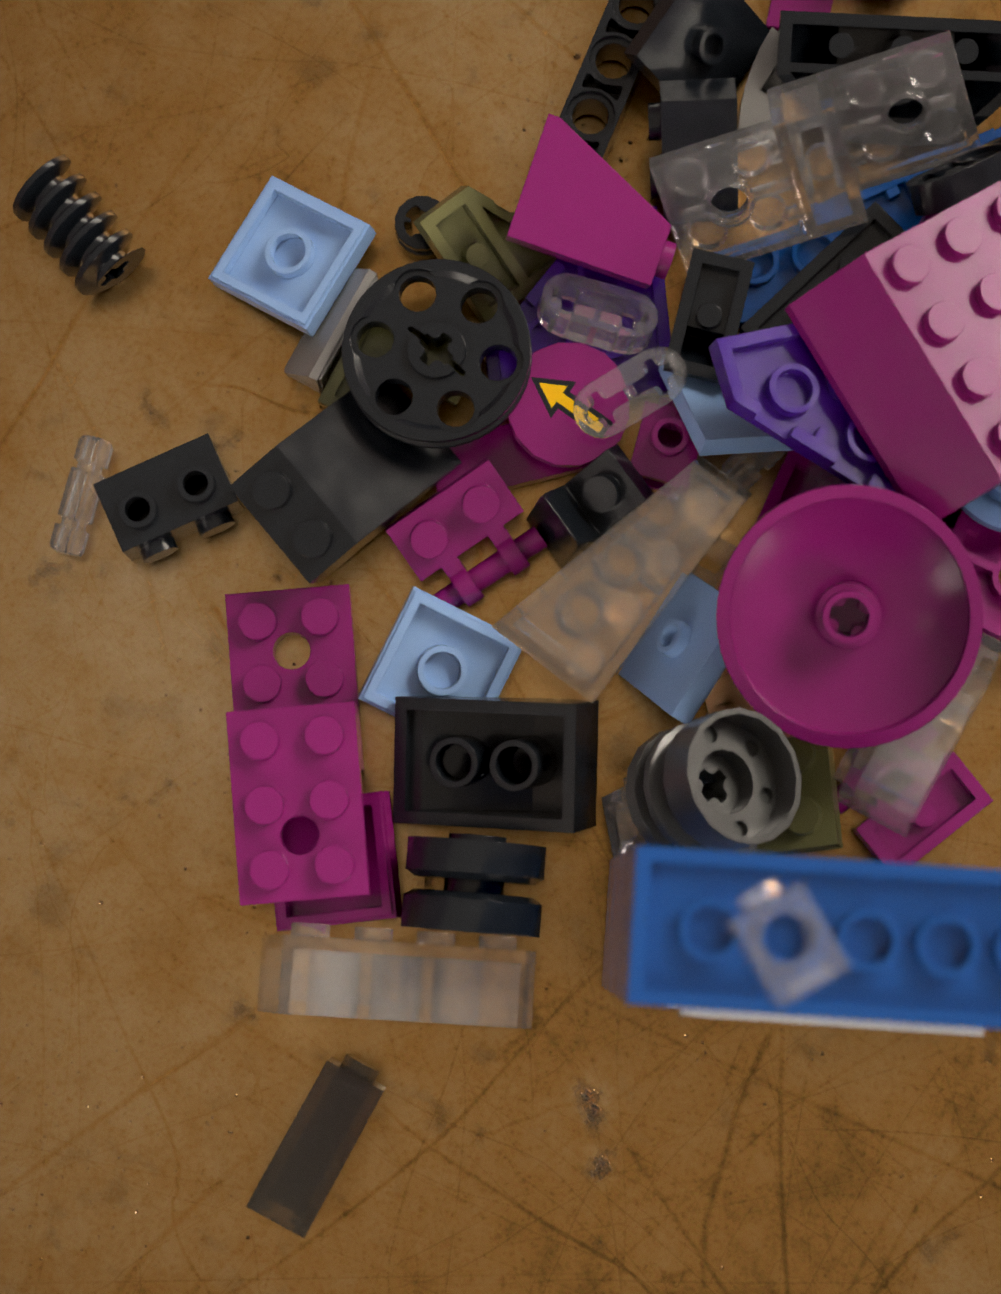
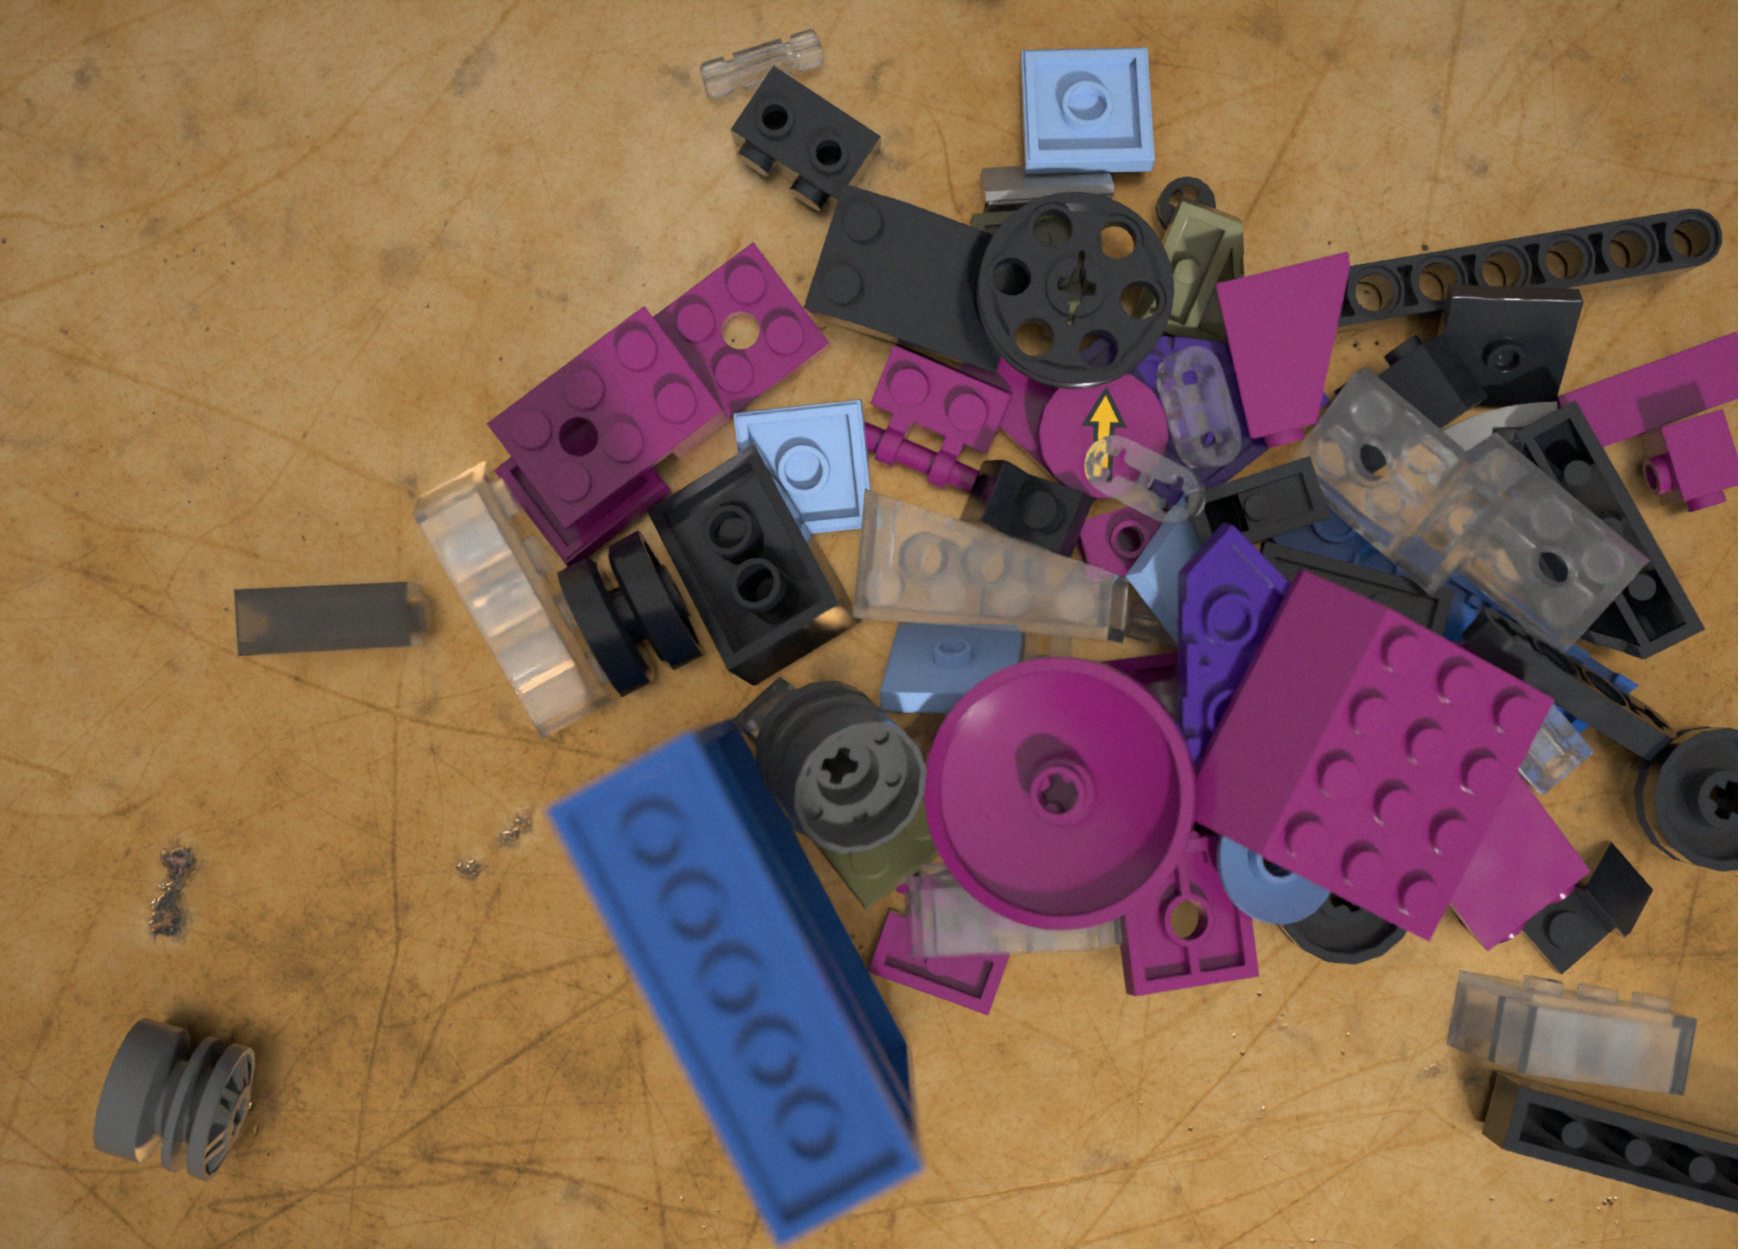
camera: 60 degrees right, 5 degrees up
(812, 966) = (654, 942): clear brick -> none

